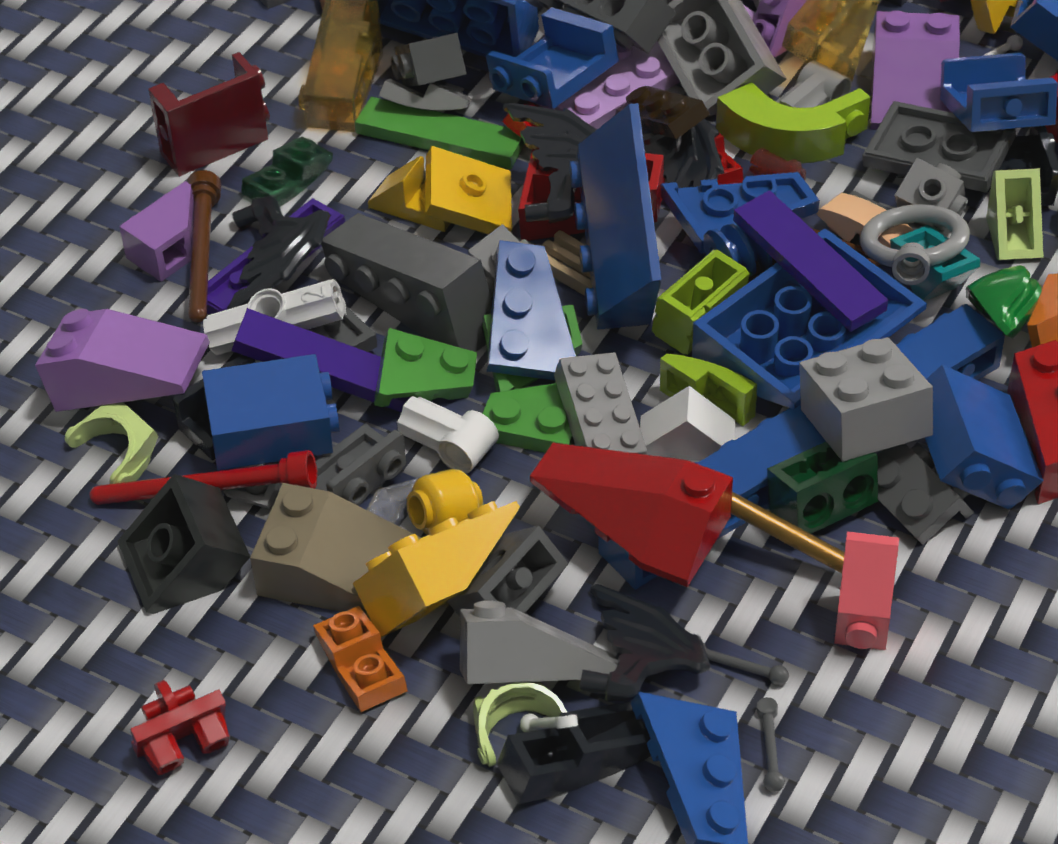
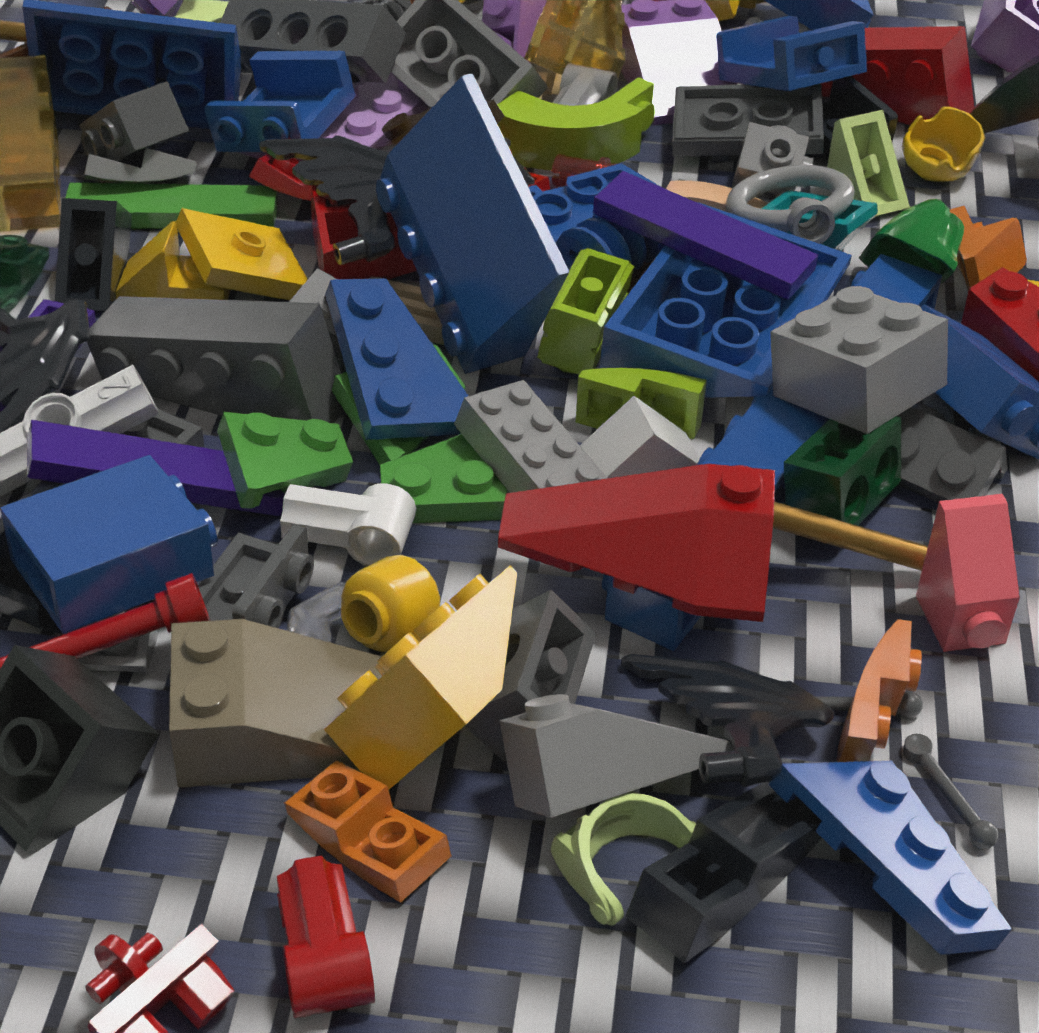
camera: 25 degrees left, 5 degrees down
(294, 730) = (324, 954): none -> red piece
(358, 168) = (91, 251): none -> black slope
(531, 722) = (640, 850): white hinge -> none
(749, 654) = (884, 680): none -> orange slope

